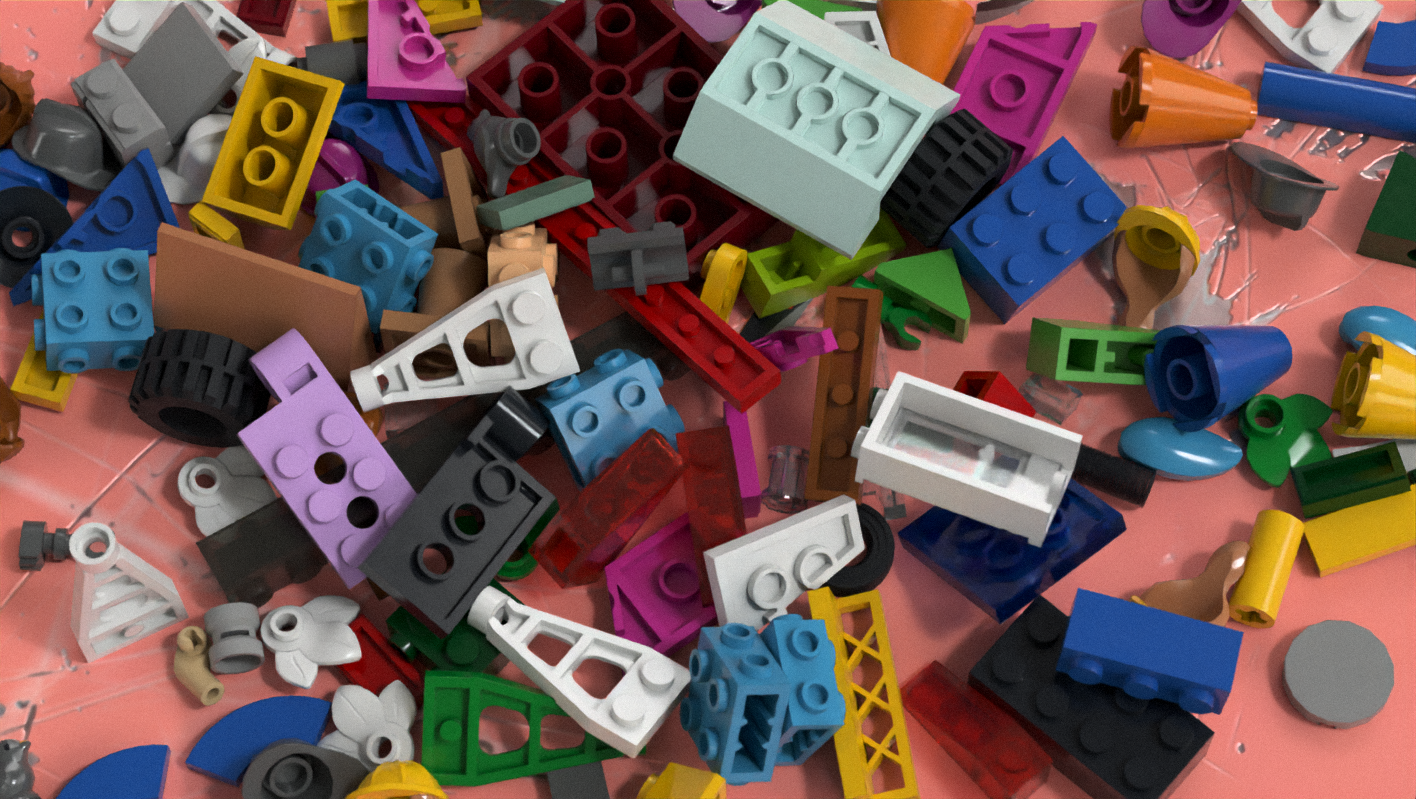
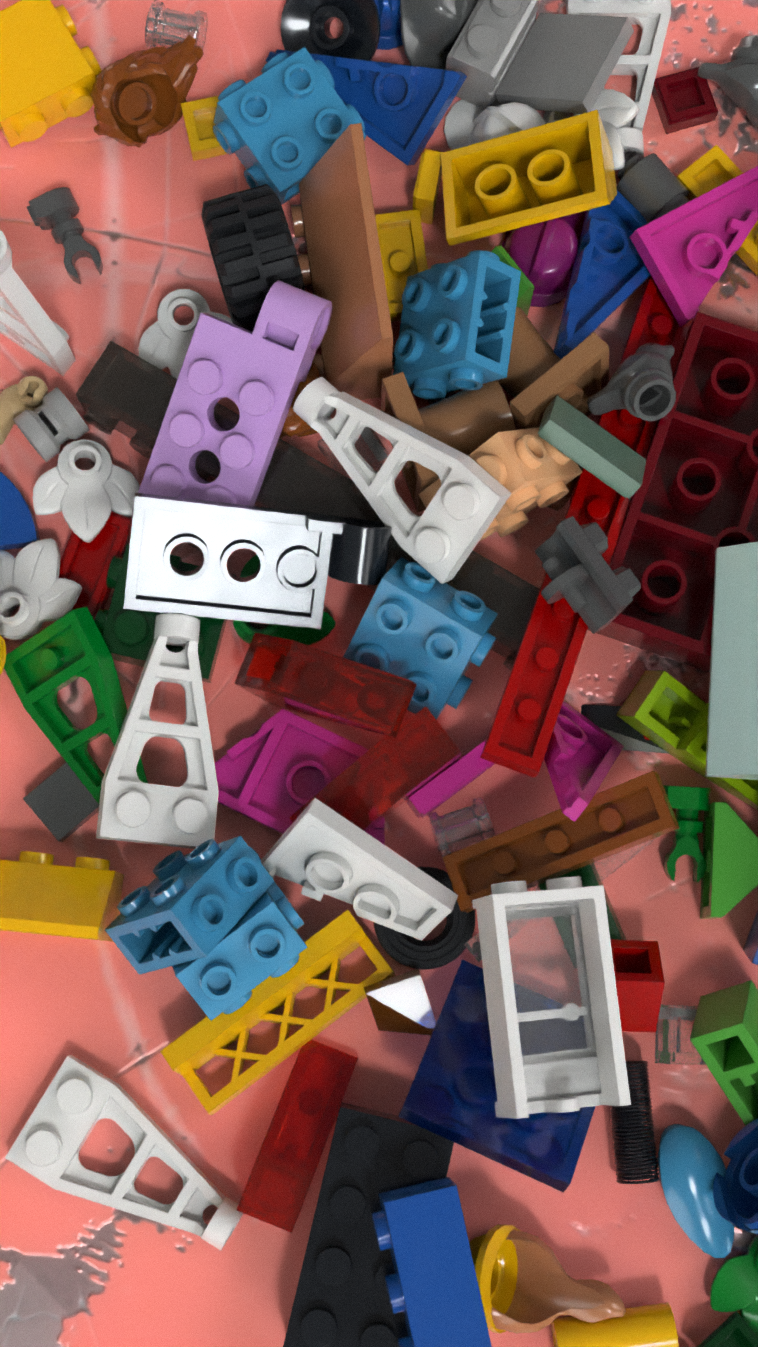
camera: 60 degrees right, 15 degrees up
(723, 276) = (628, 661): yellow plate -> none
(910, 597) = (401, 1004): none -> slope

